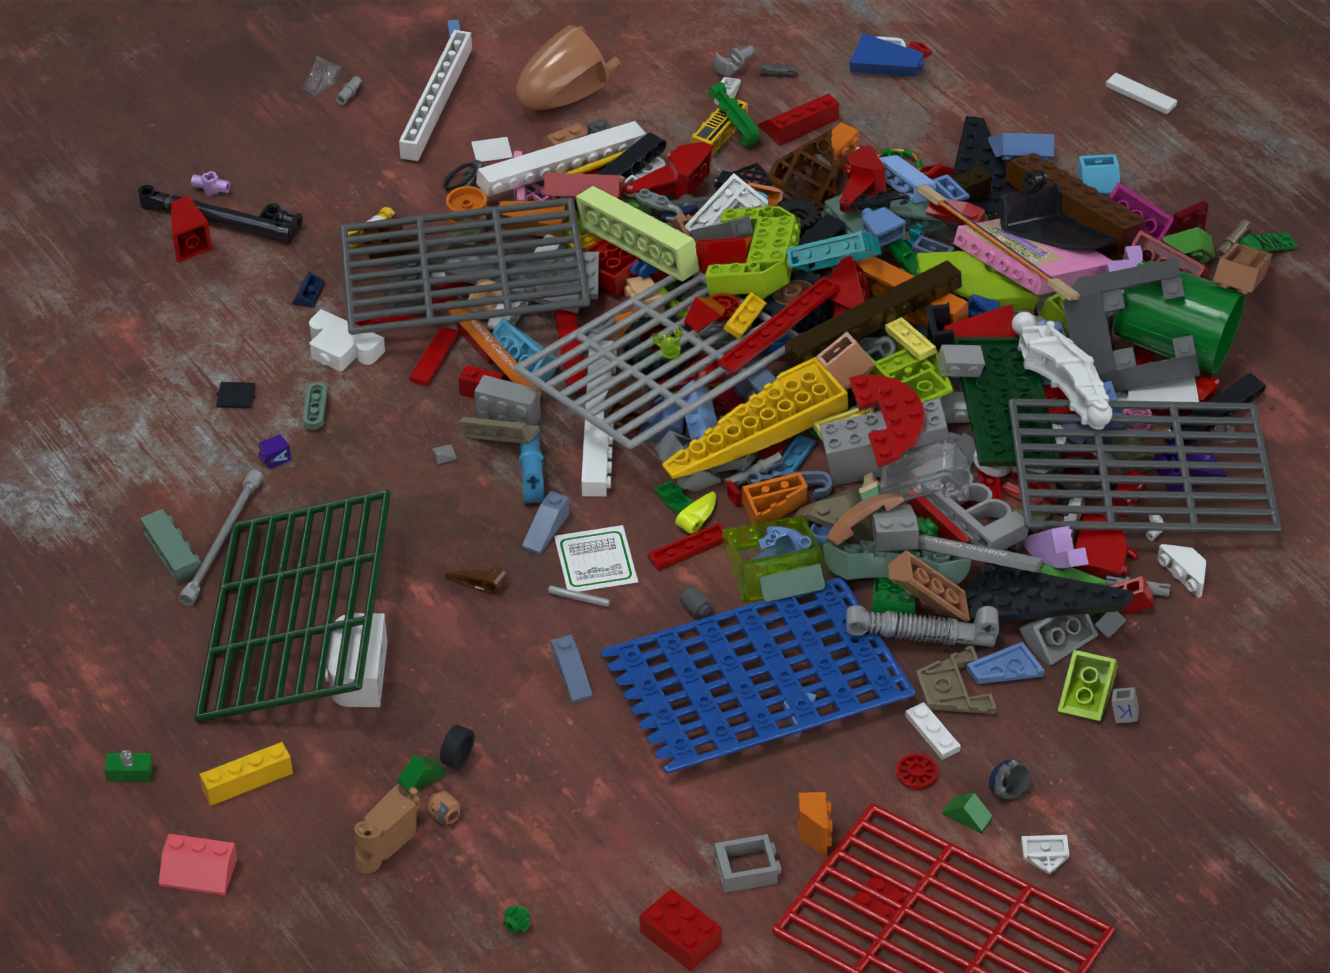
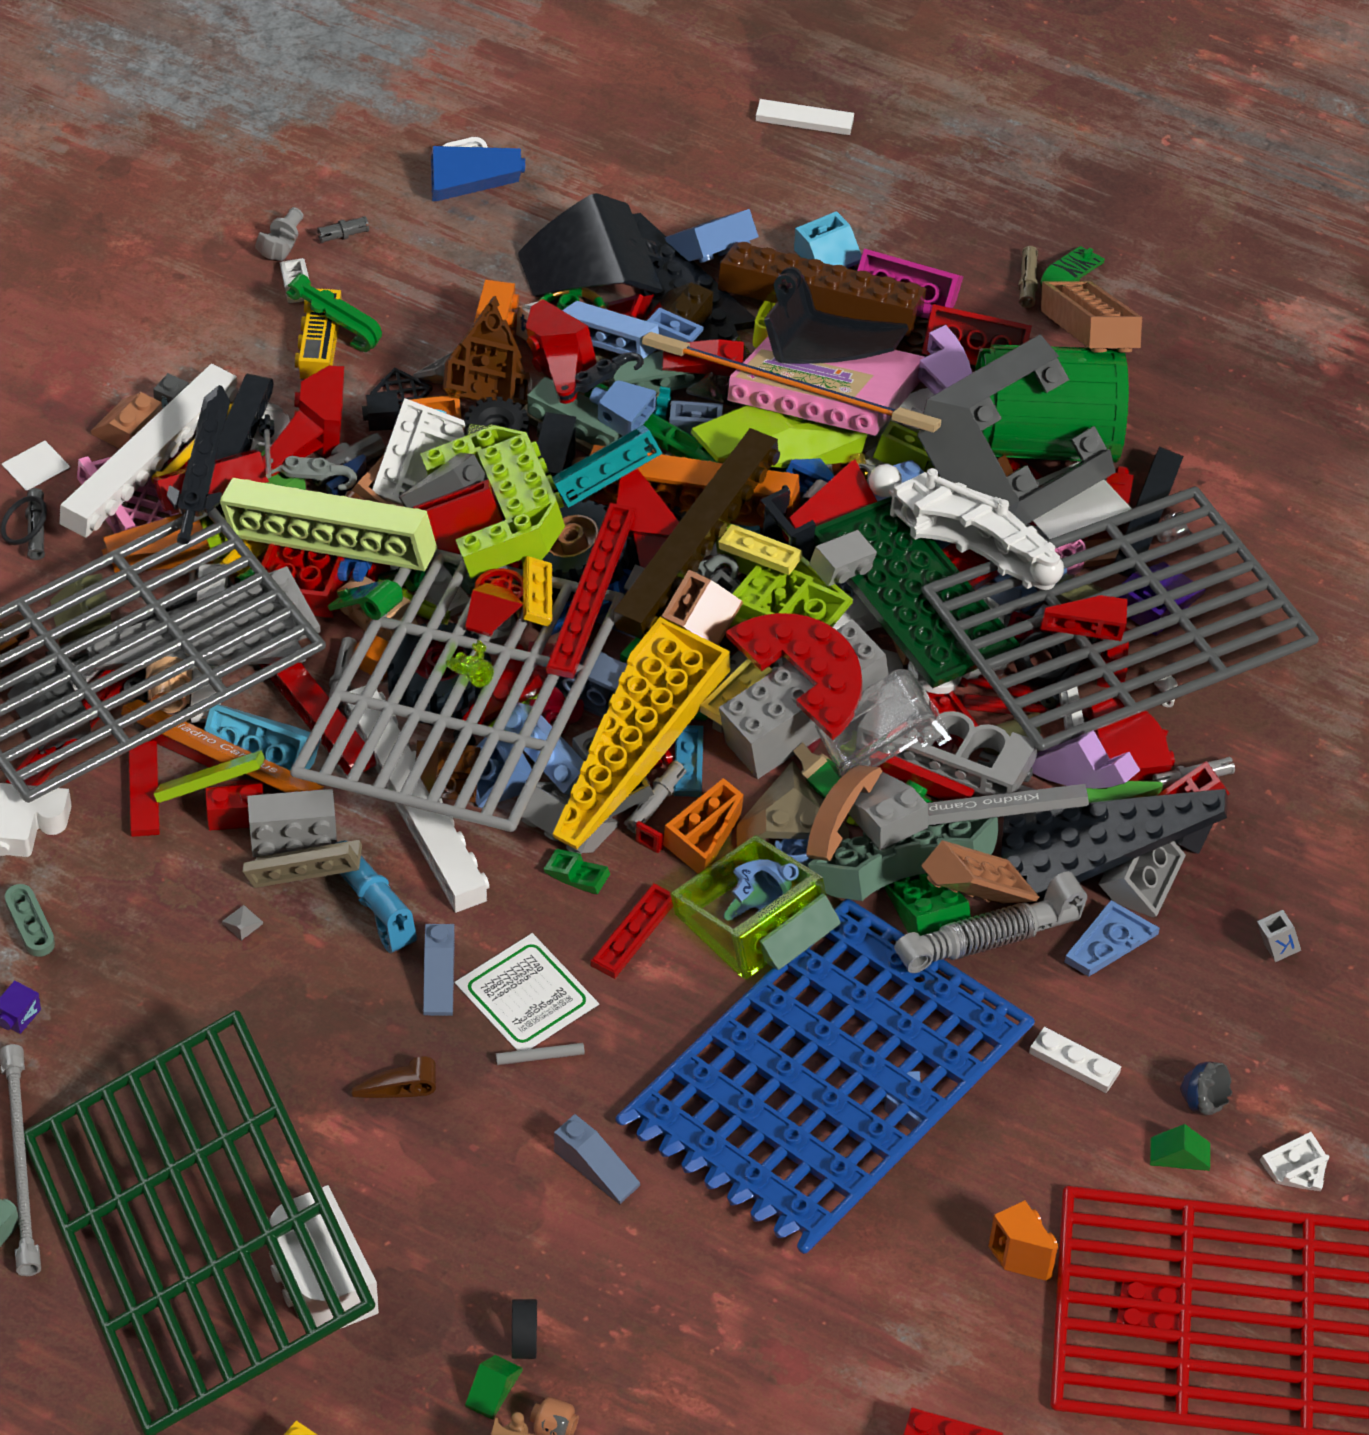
camera: 30 degrees left, 5 degrees up
(465, 199) = (60, 554): orange wheel -> none
(473, 359) = (209, 776): none -> lime tile
(562, 188) = (201, 465): none -> black sword
(563, 71) = (82, 323): nougat windscreen -> none
(638, 286) = (374, 598): none -> green door
(643, 170) = (267, 430): none -> piece
(695, 514) = (620, 882): neon yellow piece -> none
(696, 602) = (694, 1004): dark grey brick -> none
(749, 878) = (949, 1350): light grey window -> none
(801, 119) = (415, 288): red slope -> none
(811, 478) = (742, 775): sand blue piece -> none
(917, 771) = (1089, 1121): red wheel -> none
(921, 47) = (502, 141): red slope -> none
(933, 125) = (591, 247): none -> black panel
(945, 689) = (1057, 998): dark tan wing -> none
(1088, 685) = (1219, 928): lime slope -> none
(1113, 455) = (1091, 617): none -> red slope
(1184, 565) = (1235, 727): white slope -> none
(1190, 218) = (973, 273): dark red plate -> none
(1193, 243) = (995, 301): bright green slope -> none

